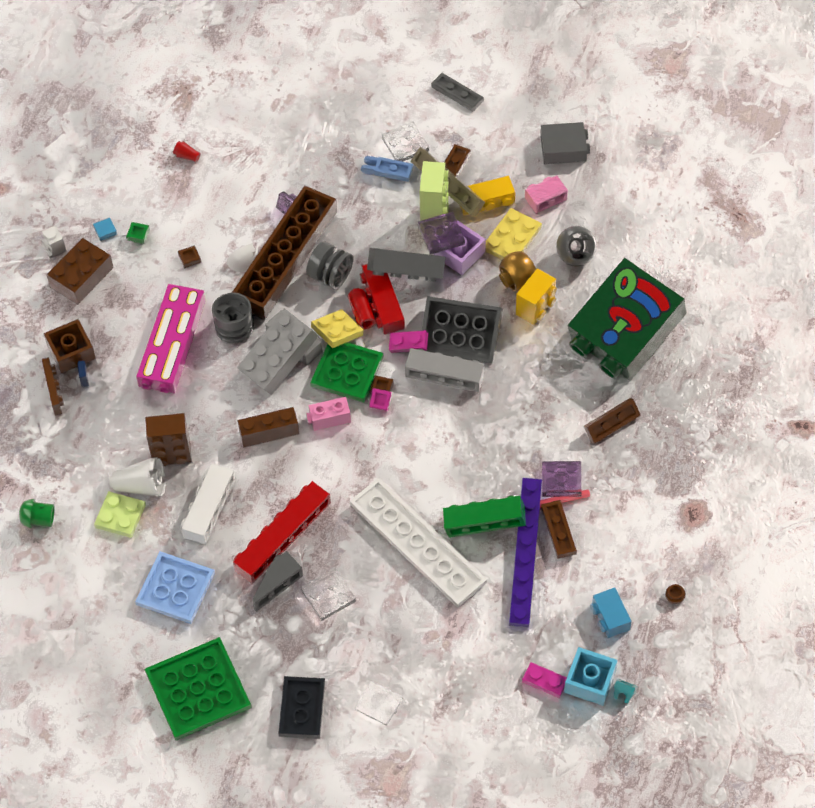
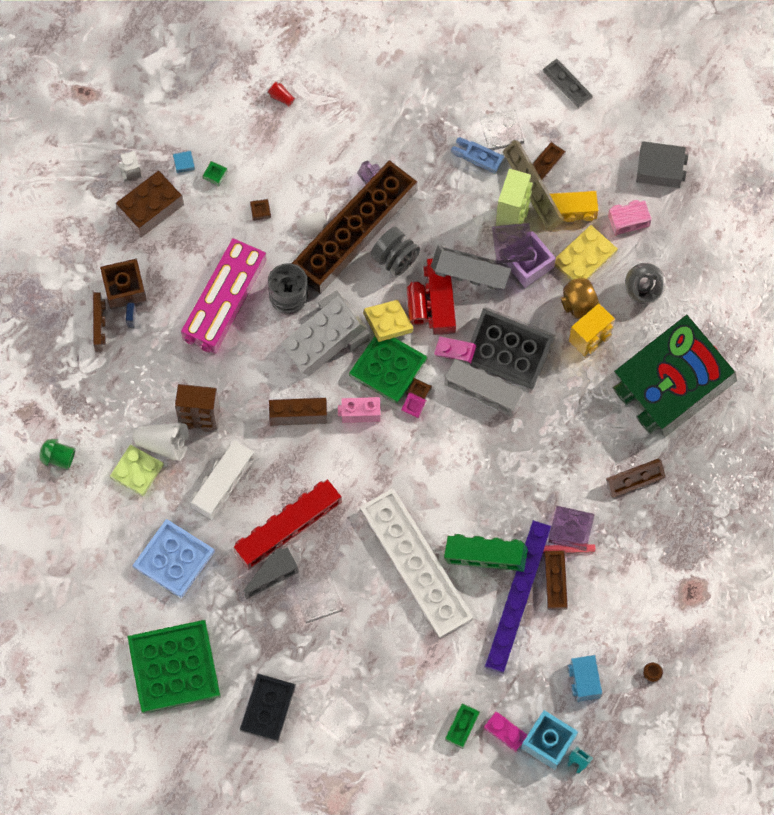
camera: 10 degrees right, 10 degrees up
(500, 683) = (462, 726): none -> green plate

